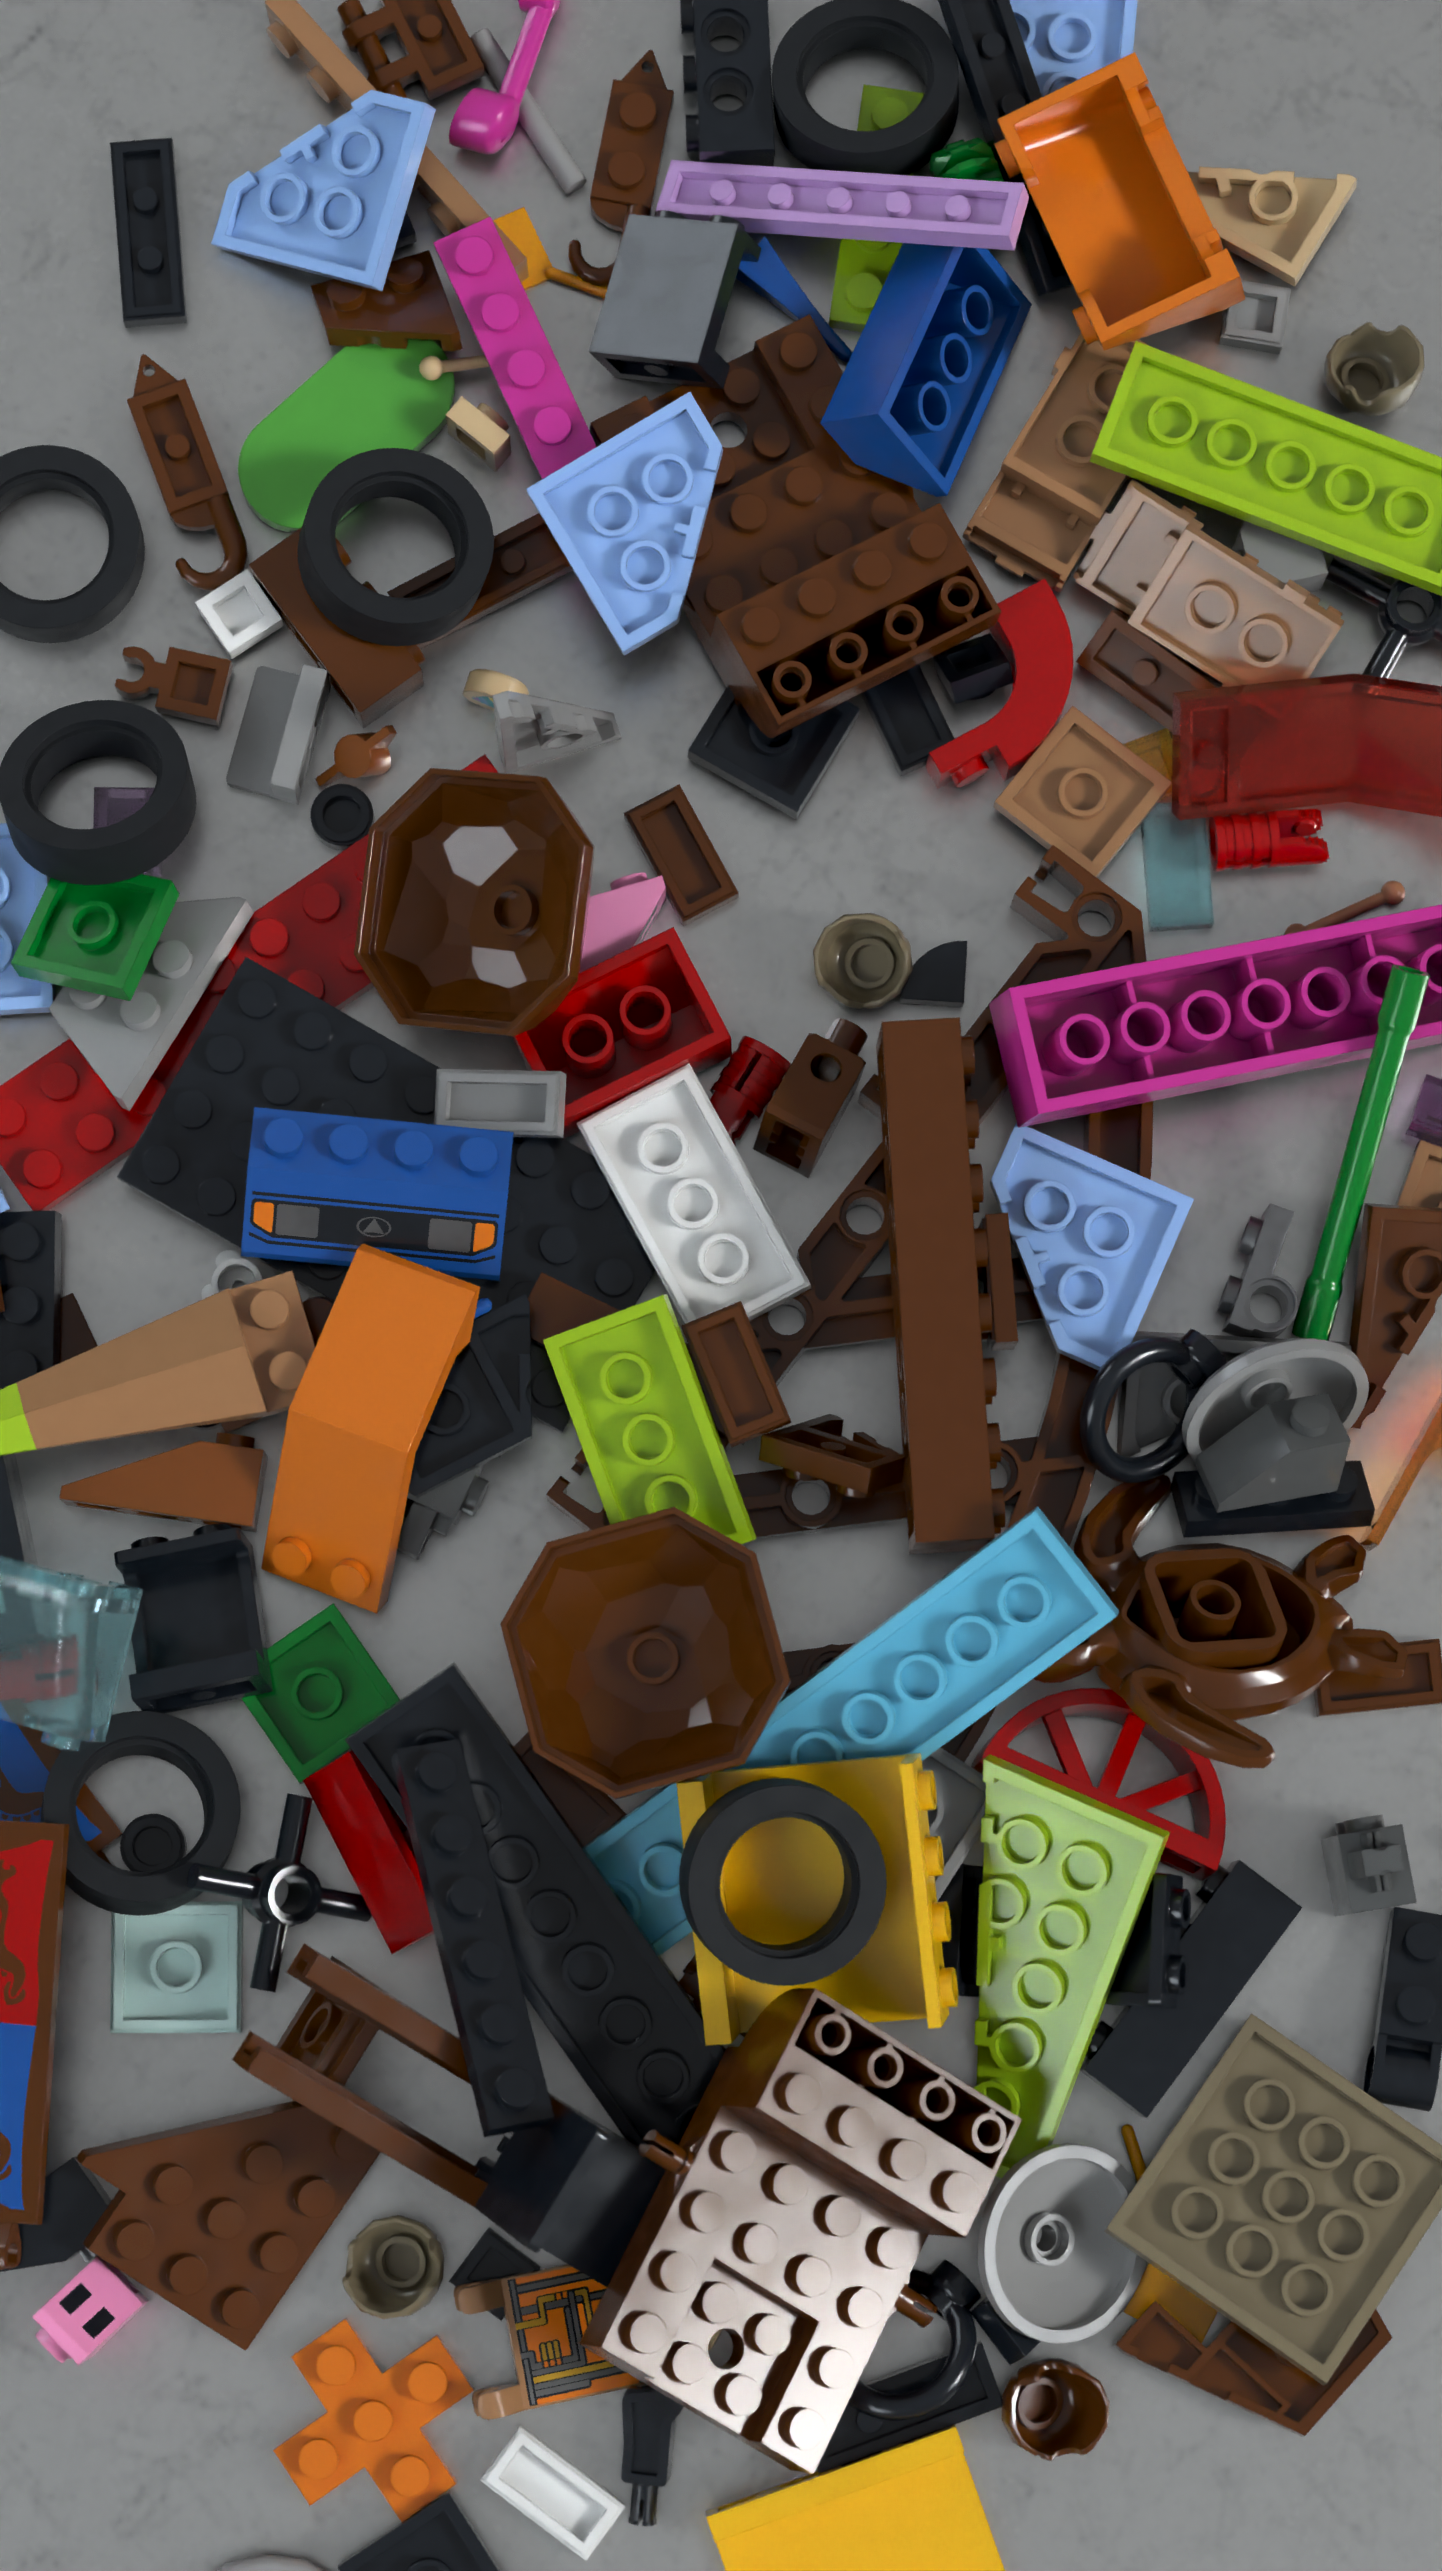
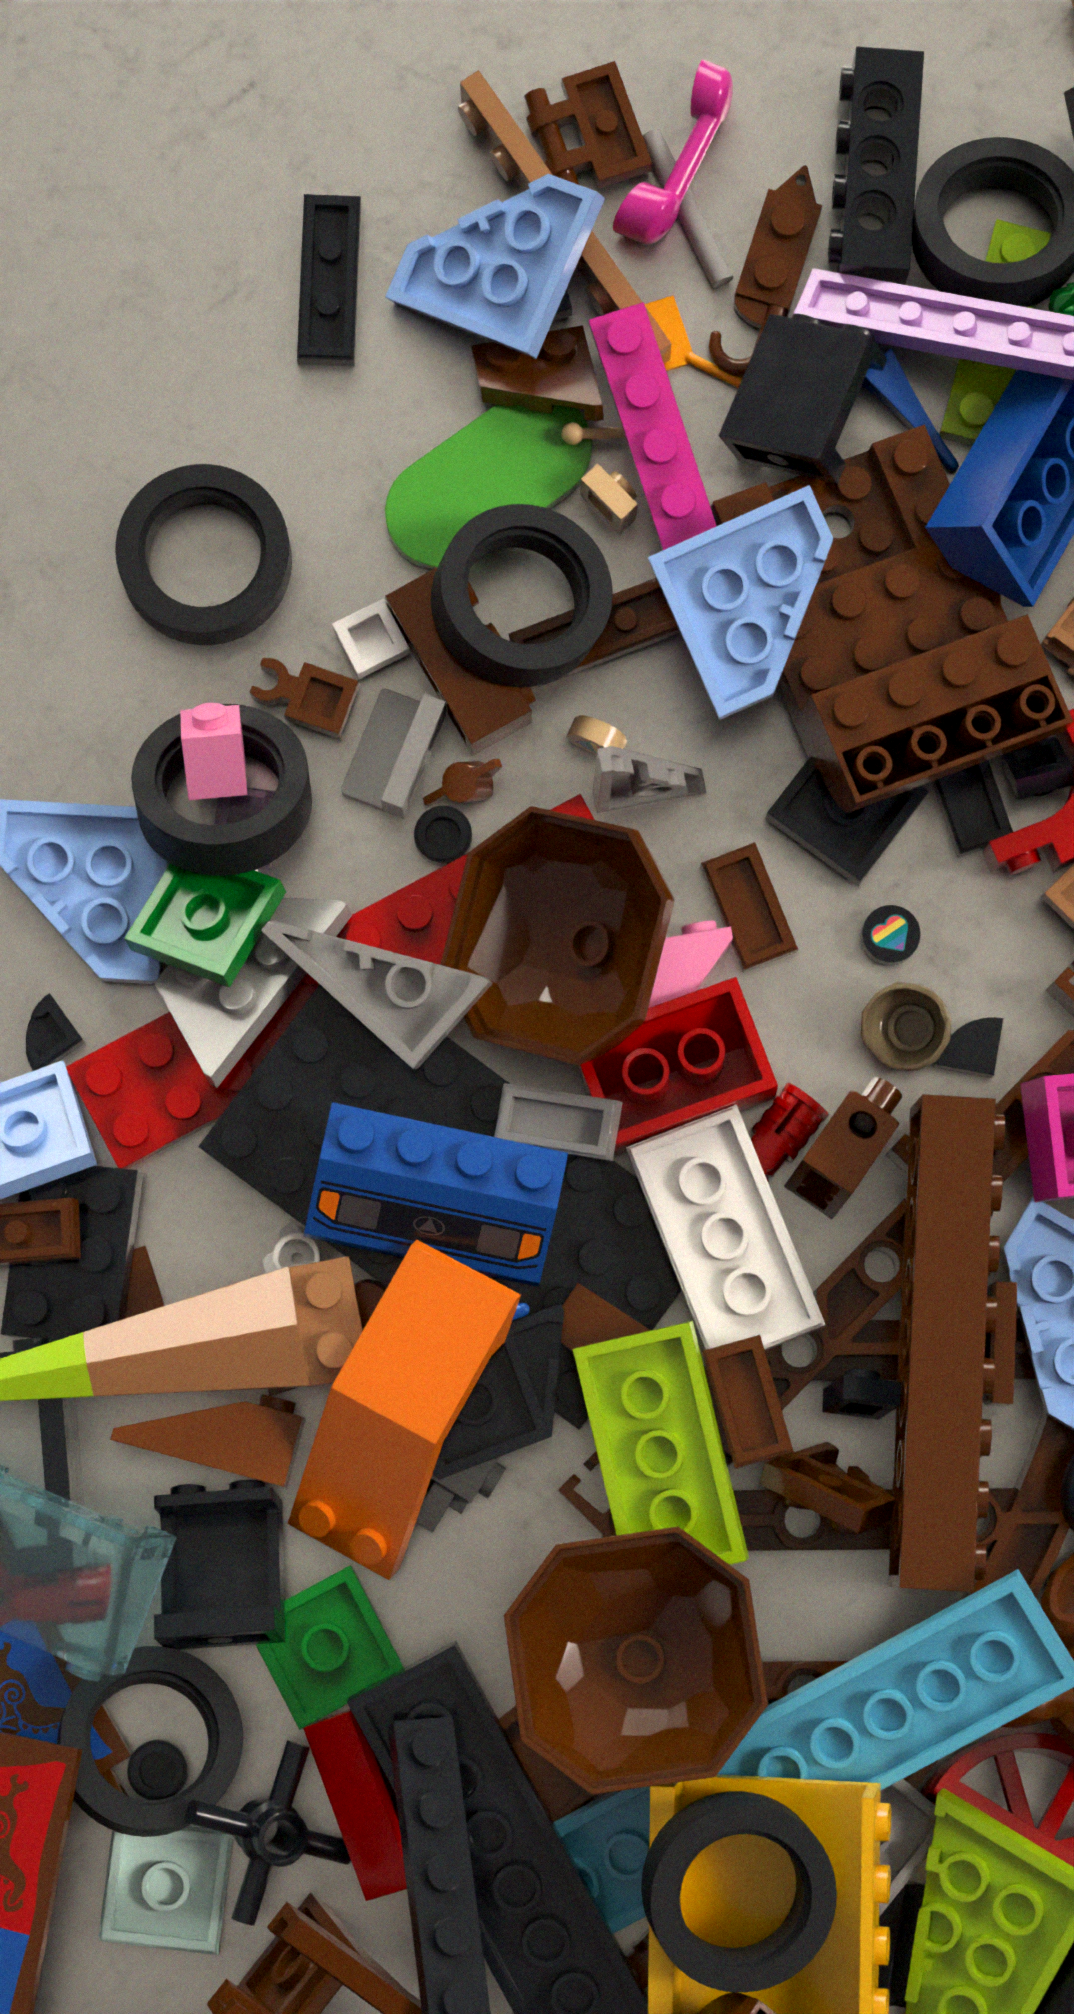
camera: 10 degrees right, 0 degrees up
(83, 751) = (213, 751): none -> bright pink brick
(186, 469) = (338, 501): reddish brown plate -> none
(311, 989) = (393, 995): none -> light grey wing
(836, 867) = (890, 935): none -> black tile
(857, 1354) = (861, 1395): none -> black plate

